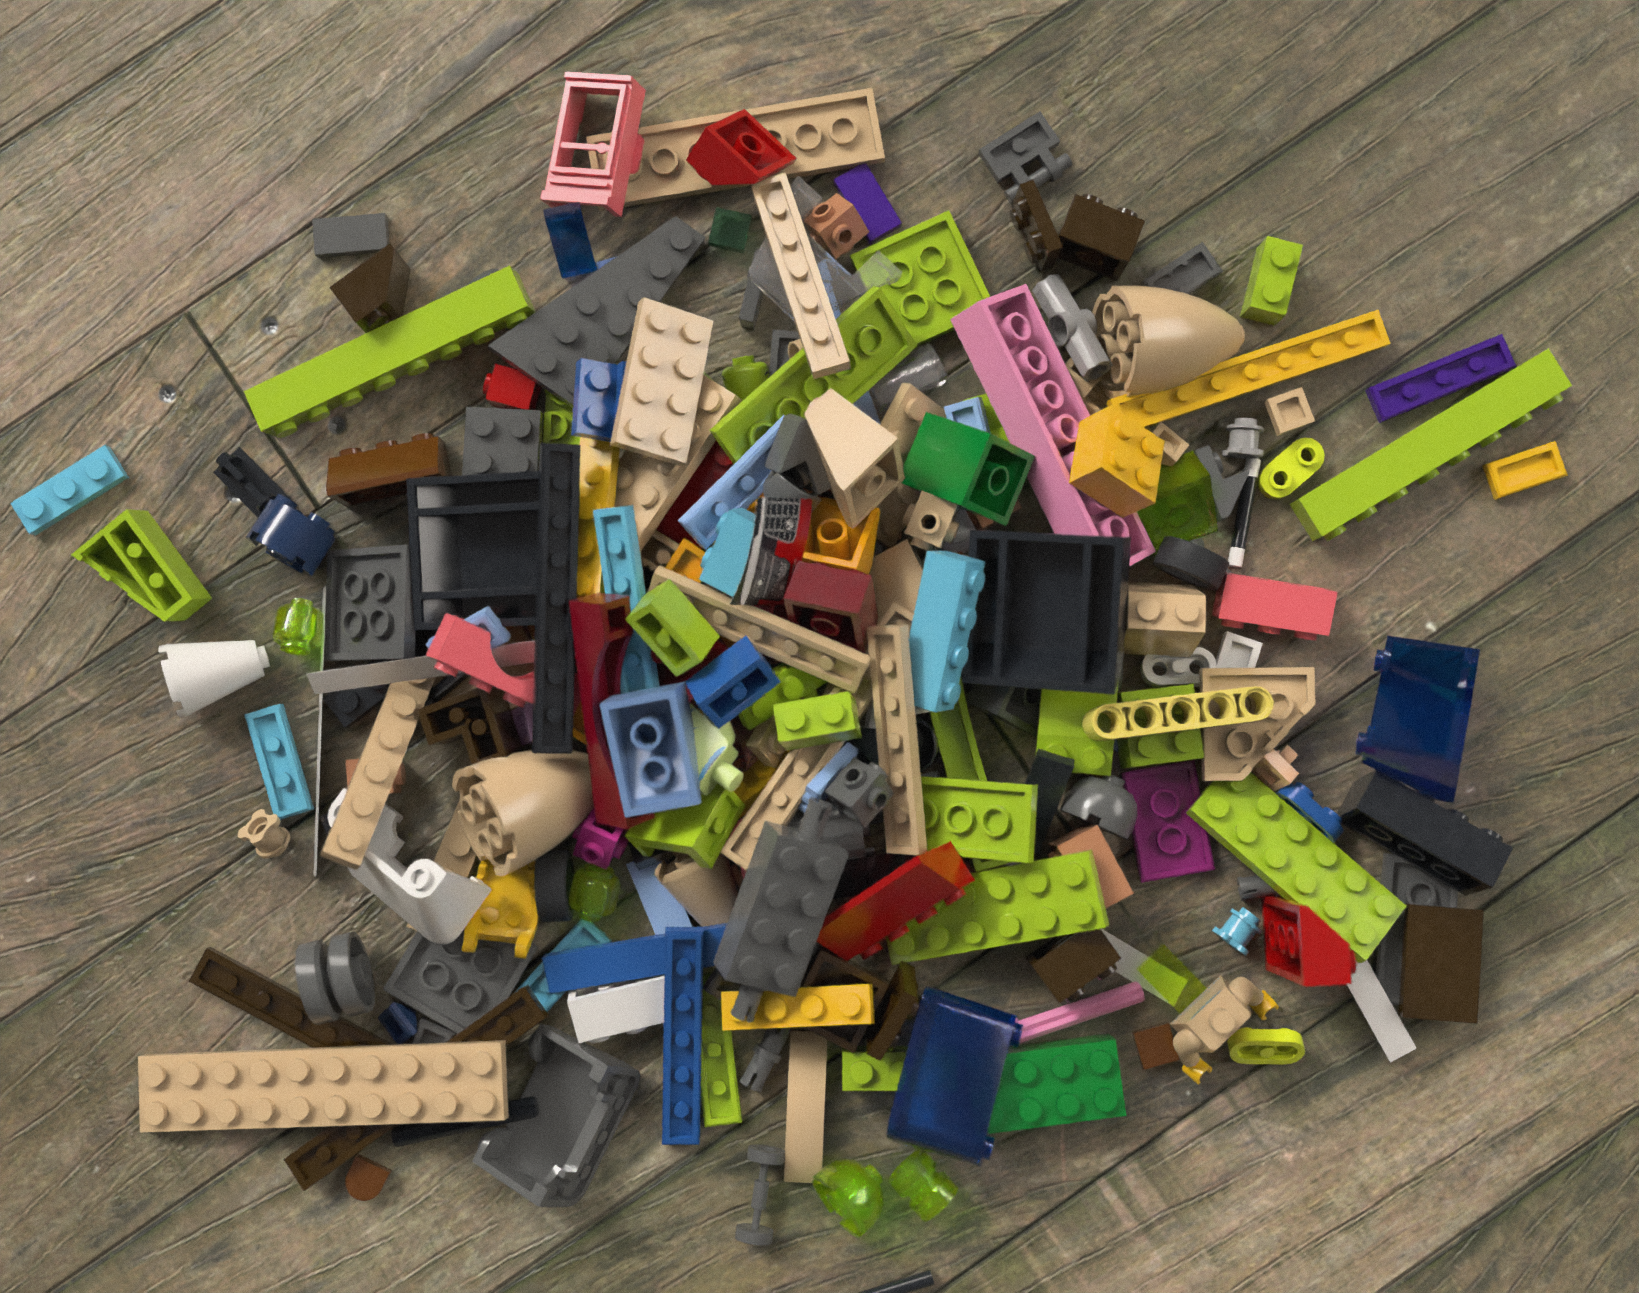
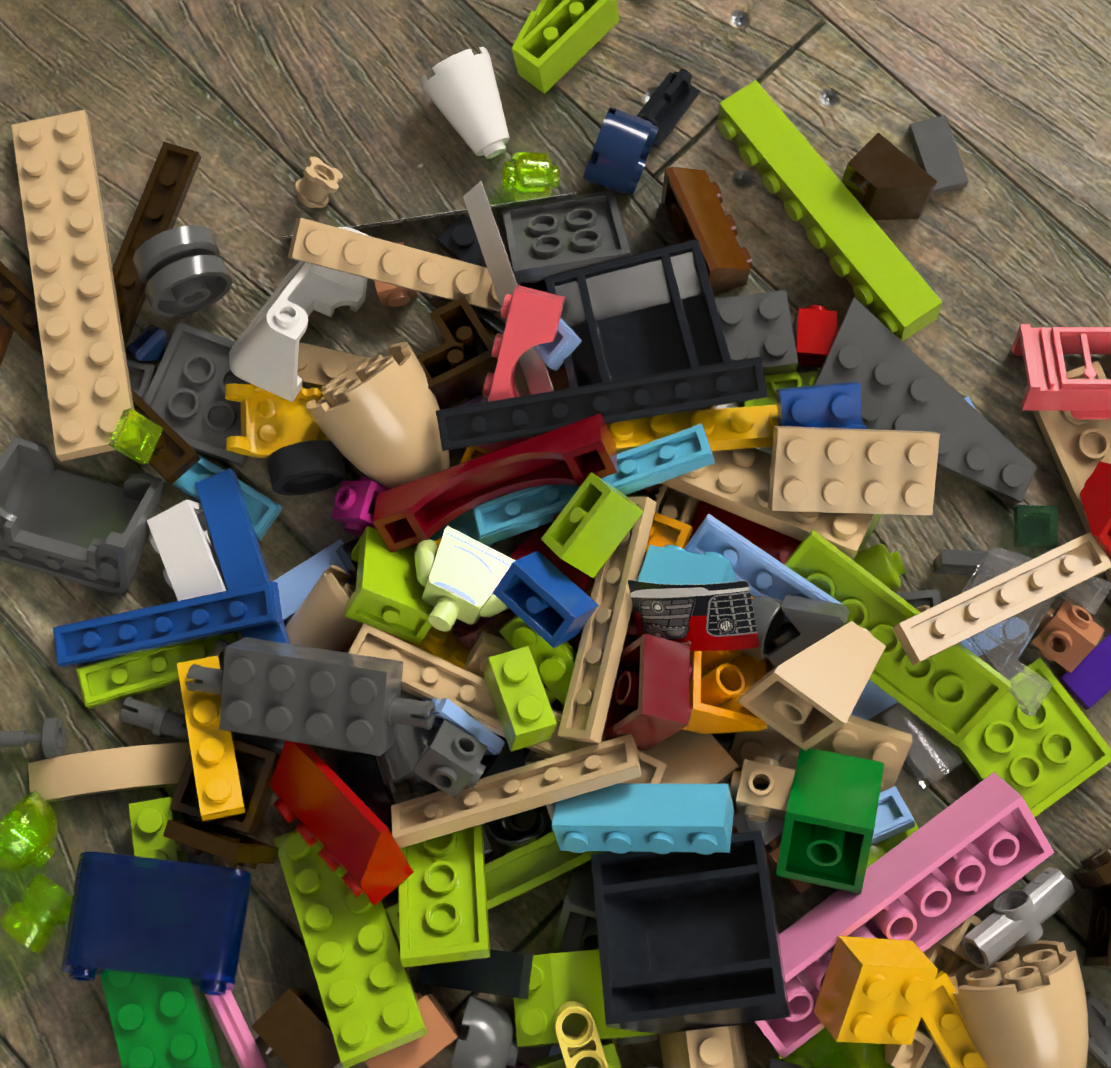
camera: 85 degrees right, 10 degrees down
(279, 761) = (392, 185): medium azure tile -> none
(419, 1132) = (69, 470): black axle -> none
(500, 1041) = (135, 436): none -> clear neon green tile
(570, 239) = (985, 362): clear blue tile -> none
(594, 892) = (306, 511): clear neon green head -> none
(653, 749) = (460, 528): medium blue slope -> none

